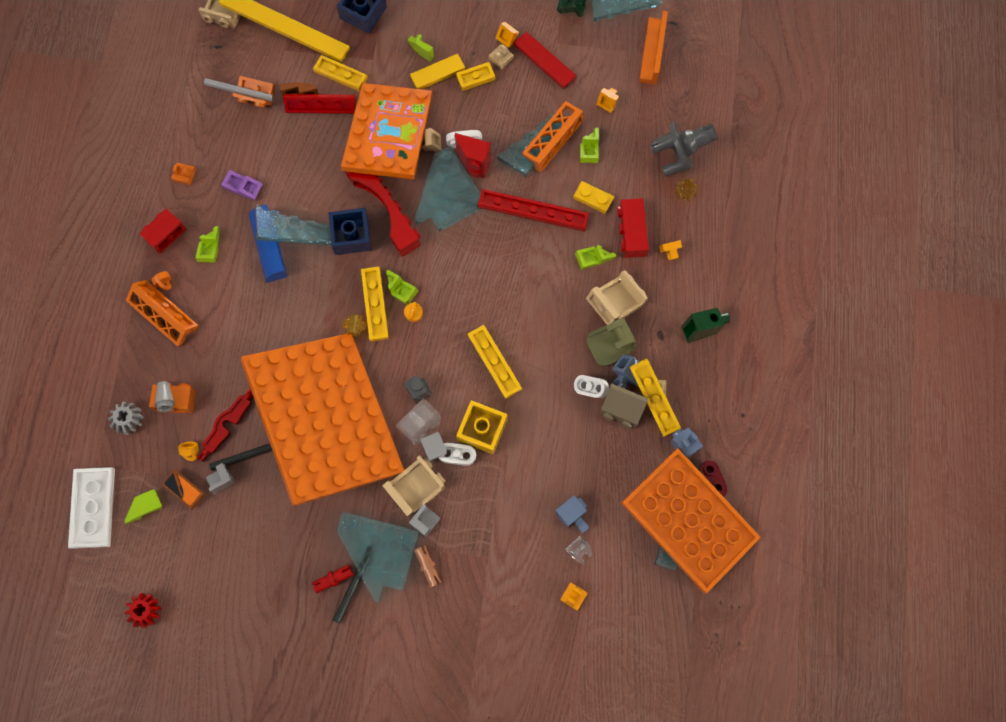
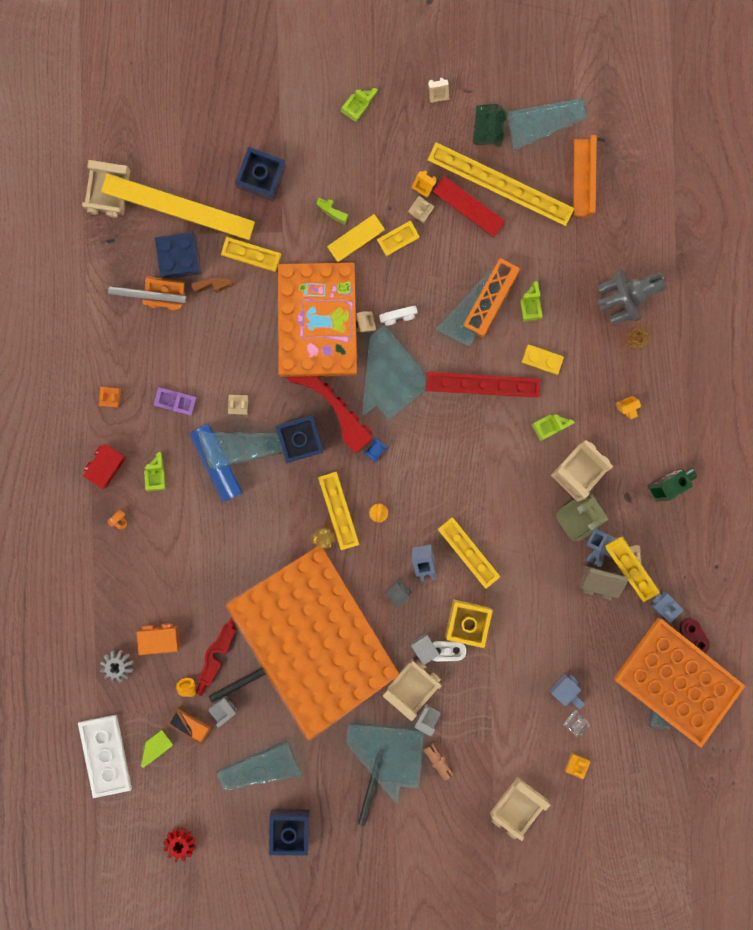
camera: 10 degrees left, 15 degrees up
(161, 307) = (125, 550): orange fence -> none
(164, 399) = (153, 646): light grey cone -> none
(252, 543) = (266, 766): none -> clear light blue wing
(257, 614) = (289, 832): none -> dark blue brick
(274, 62) = (178, 255): none -> dark blue brick
(300, 197) = (238, 404): none -> tan tile
(320, 103) = (237, 296): red tile -> none
(332, 578) = (350, 786): red pin -> none
(400, 289) = (361, 490): lime slope -> none
(419, 422) = (405, 626): clear brick -> none
(420, 253) = (375, 450): none -> blue bush
(448, 362) = (423, 561): none -> sand blue brick
(474, 154) = (413, 336): red slope -> none
(504, 631) = (518, 809): none -> tan panel
(577, 44) = (500, 184): none -> yellow plate
(592, 387) = (569, 566): white plate -> none
(608, 99) = (543, 246): light orange tile -> none
(633, 228) = (587, 389): red brick -> none

